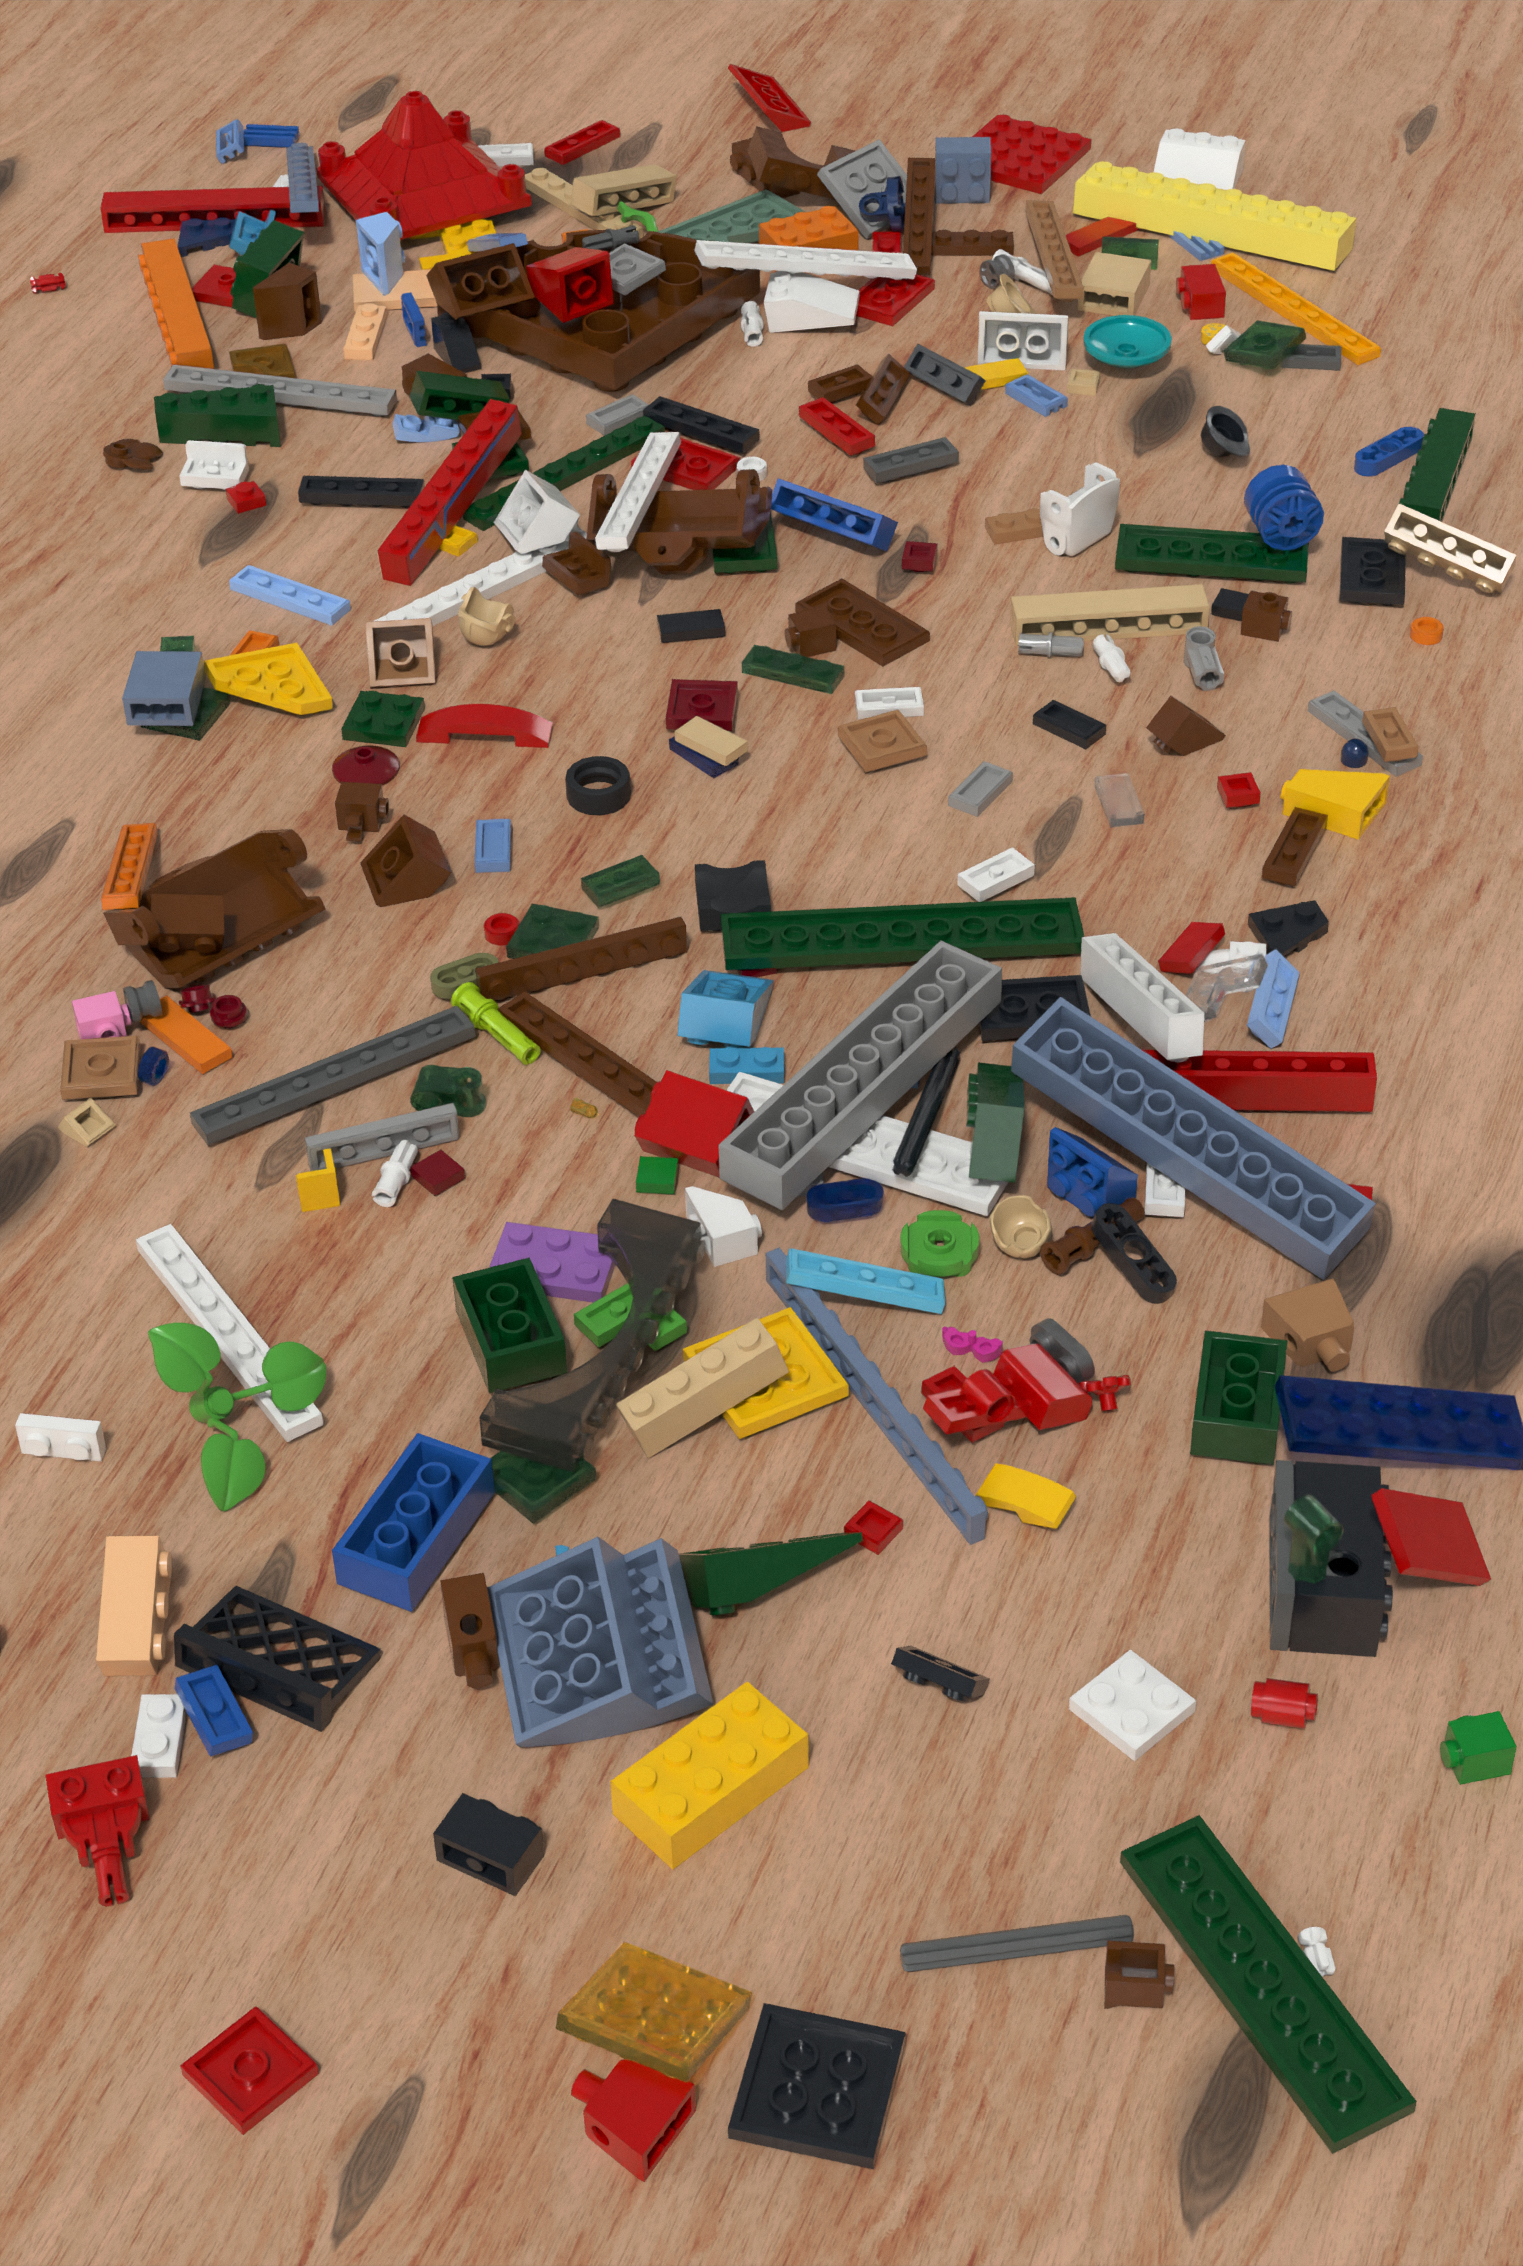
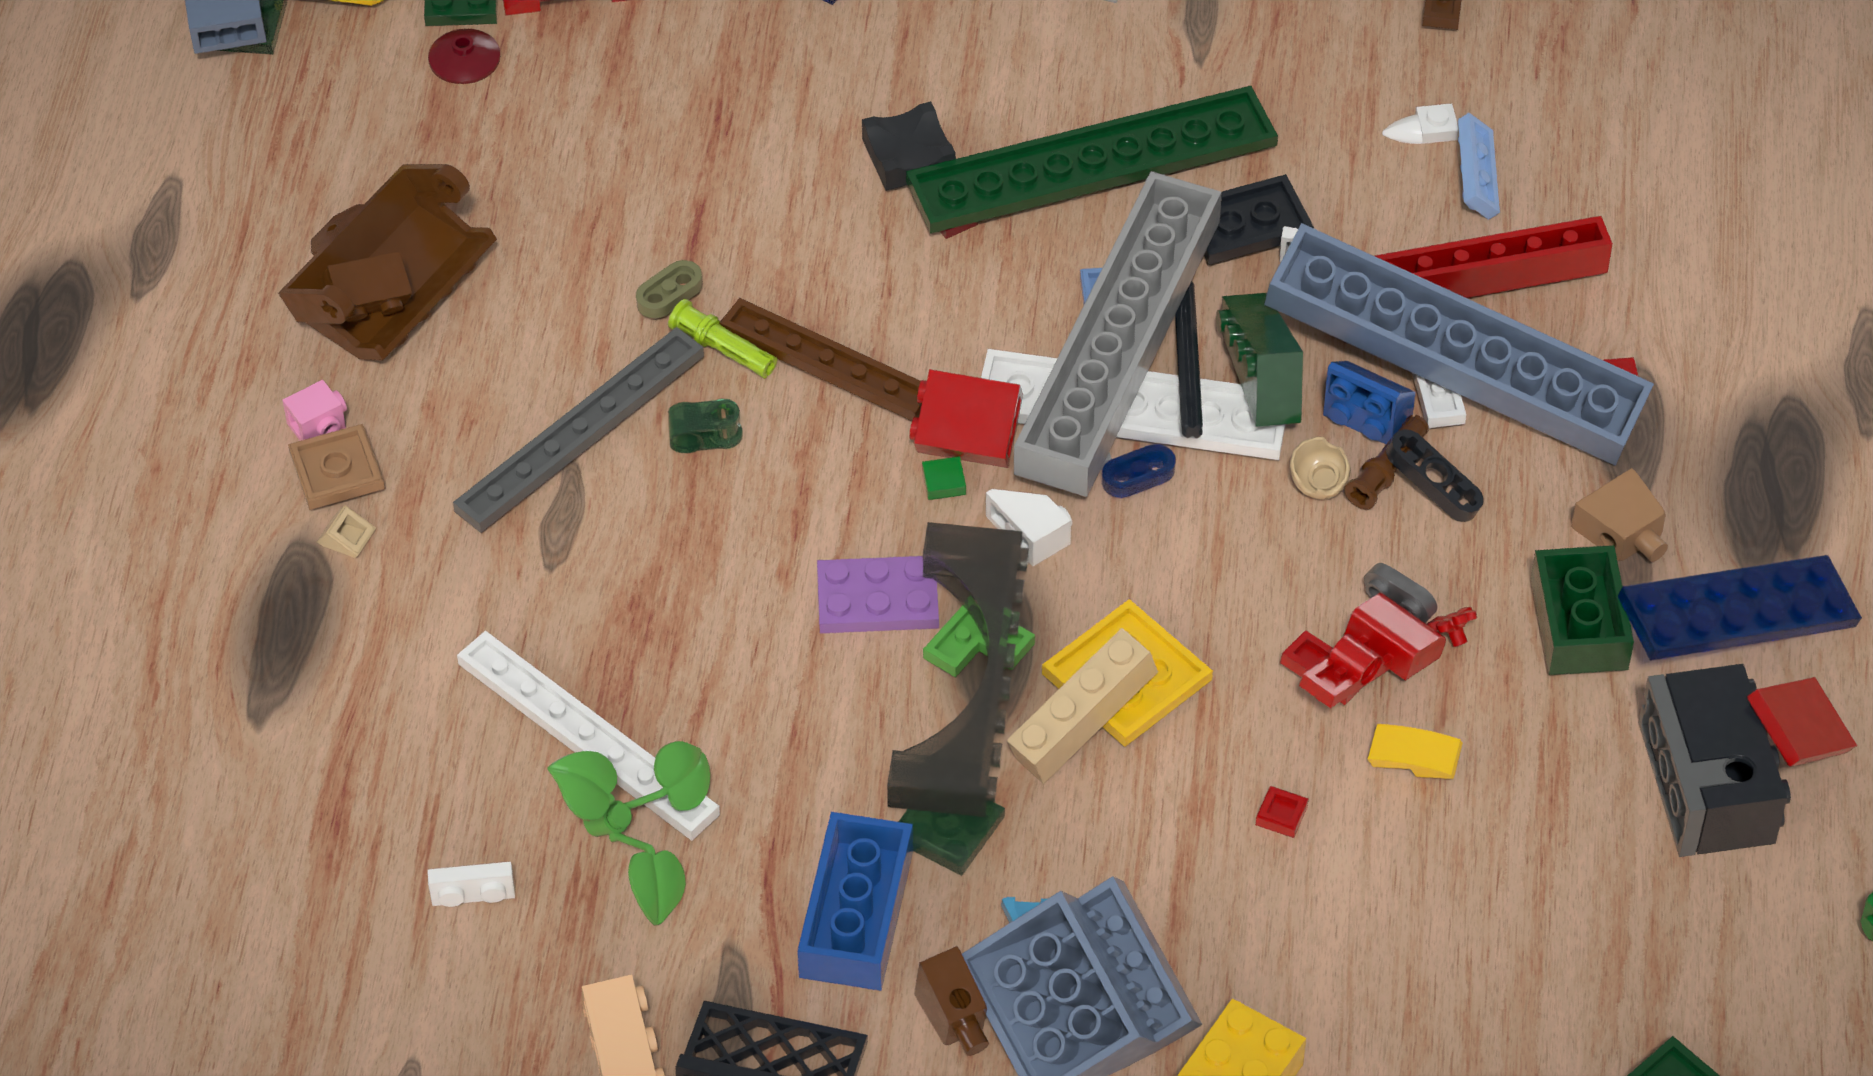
camera: 15 degrees left, 10 degrees up
(129, 866) = (278, 230): orange tile -> none
(142, 1001) = (355, 385): dark grey wheel -> none
(153, 1066) = (392, 455): clear blue tile -> none
(187, 1036) = (405, 411): orange tile -> none
(197, 998) = (403, 367): dark red plate -> none
(228, 1011) = (441, 376): dark red plate -> none
(319, 1187) = (615, 558): yellow panel -> none
(360, 808) = (485, 111): reddish brown brick -> none
(381, 1137) = (658, 492): light grey tile -> none
(395, 1174) = (684, 528): white axle -> none
(405, 864) = (558, 170): reddish brown slope -> none
(437, 1172) = (725, 518): dark red tile -> none
(493, 845) = (636, 128): medium blue tile -> none
(500, 928) = (683, 226): red tile -> none
(509, 1325) = (868, 674): dark green brick -> none
(550, 928) = (739, 226): clear green plate -> none
(582, 960) = (783, 249): reddish brown plate -> none
(583, 1108) = (844, 417): clear yellow piece -> none
(594, 770) = (720, 57): black tyre -> none
(620, 881) = (785, 148): clear green plate -> none
(723, 1008) = (946, 277): dark azure slope -> none
(738, 1575) = (1186, 887): dark green wedge -> none
(758, 1062) = (972, 339): dark azure plate -> none
(865, 1281) = (1192, 557): medium azure tile -> none
(882, 1403) = (1240, 676): sand blue plate -> none
(924, 1667) = (1413, 951): black plate -> none
(926, 1258) = (1239, 518): bright green plate -> none
(962, 1343) = (1320, 603): dark pink piece -> none
(995, 874) = (1161, 71): white plate -> none
(1132, 1705) = (1575, 939): white plate -> none
(1142, 997) = (1363, 195): white brick -> none
(1191, 947) = (1380, 120): red tile -> none
(1218, 979) = (1419, 156): clear plate -> none
(1283, 1703) = (1712, 909): red brick -> none
(1289, 926) = (1465, 79): black wing -> none
(1313, 1536) = (1715, 756): clear green piece -> none

